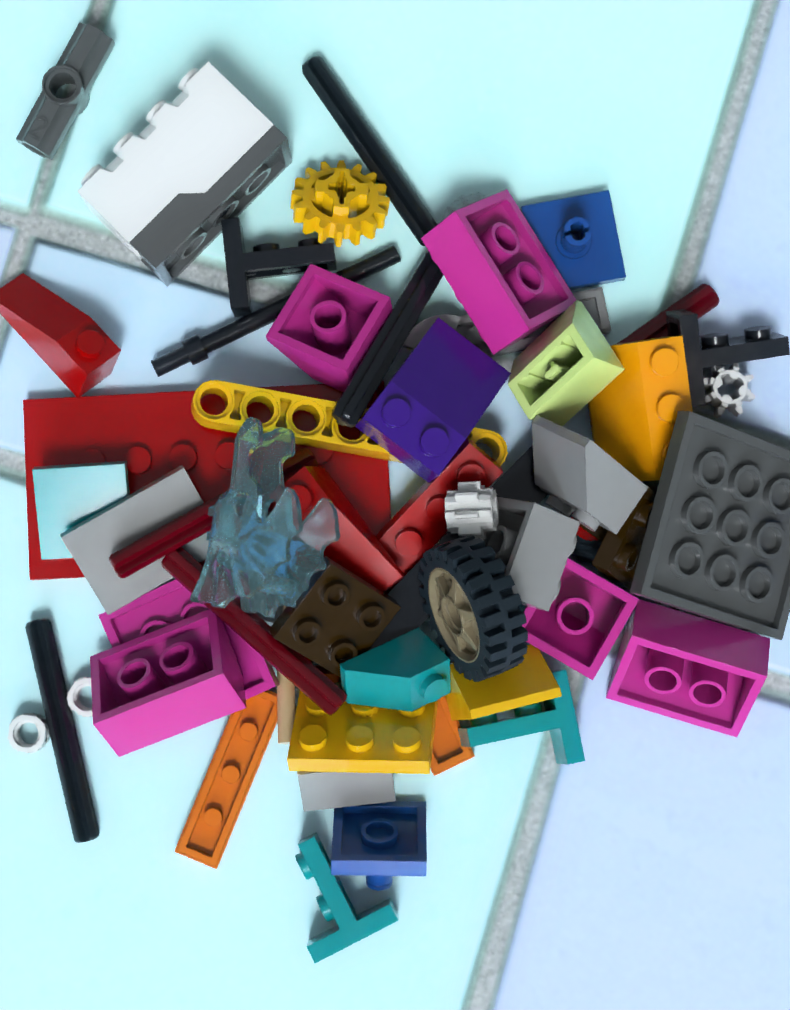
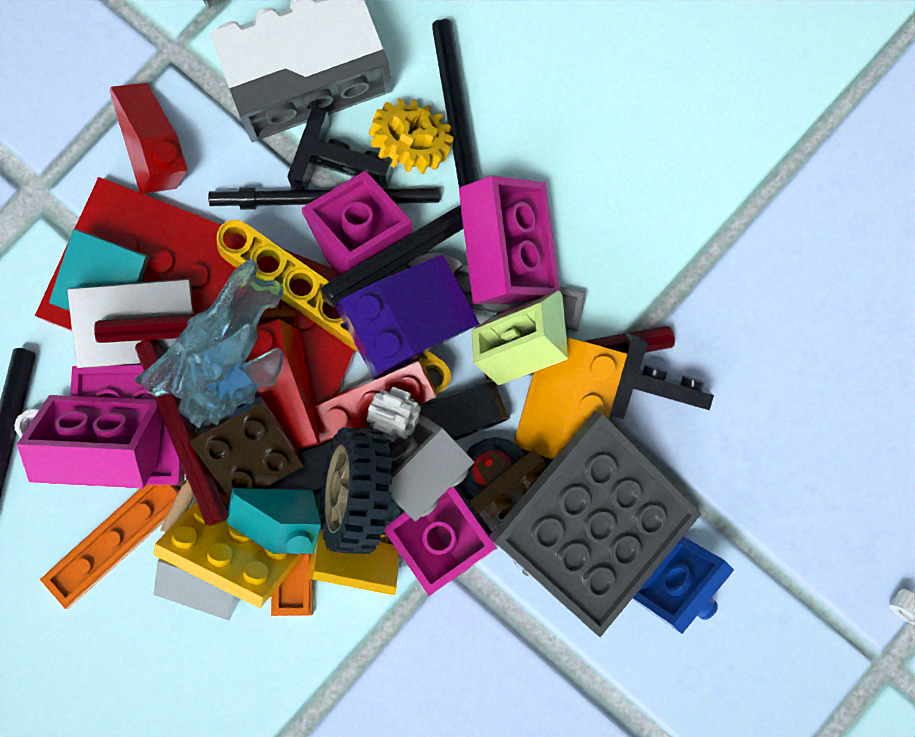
camera: 25 degrees right, 5 degrees down
(337, 905) = (144, 680): teal bracket -> none
(380, 842) = (199, 647): blue tile -> none
(557, 717) = (368, 606): teal bracket -> none
(579, 238) = (585, 247): blue tile -> none
(582, 477) = (493, 429): light grey slope -> none
(689, 668) = (514, 624): dark pink slope -> none
(727, 377) = (654, 408): white gear -> none

